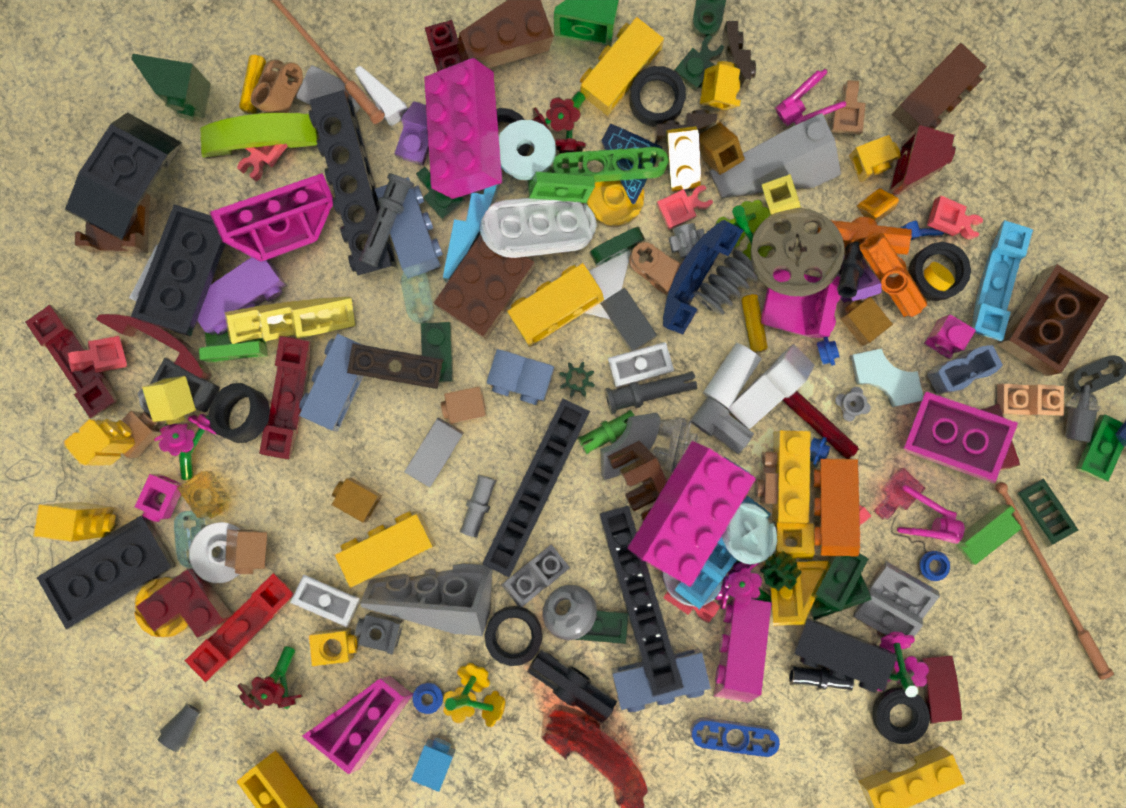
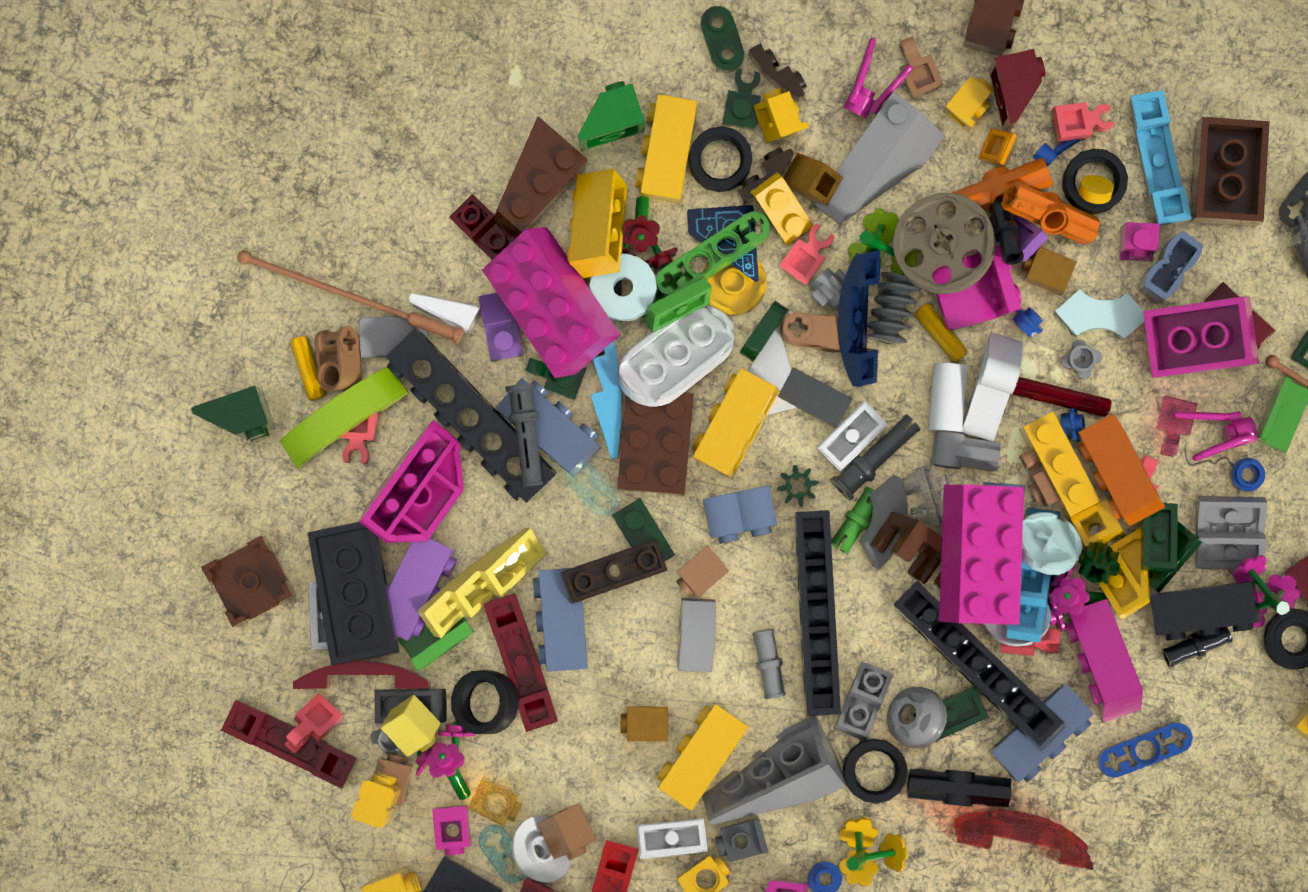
camera: 30 degrees left, 0 degrees up
(120, 174) = (241, 531): black slope -> none
(532, 89) = (597, 223): none -> yellow brick
(781, 194) = (899, 194): light yellow brick -> none
(1031, 399) = (1253, 258): light nougat slope -> none

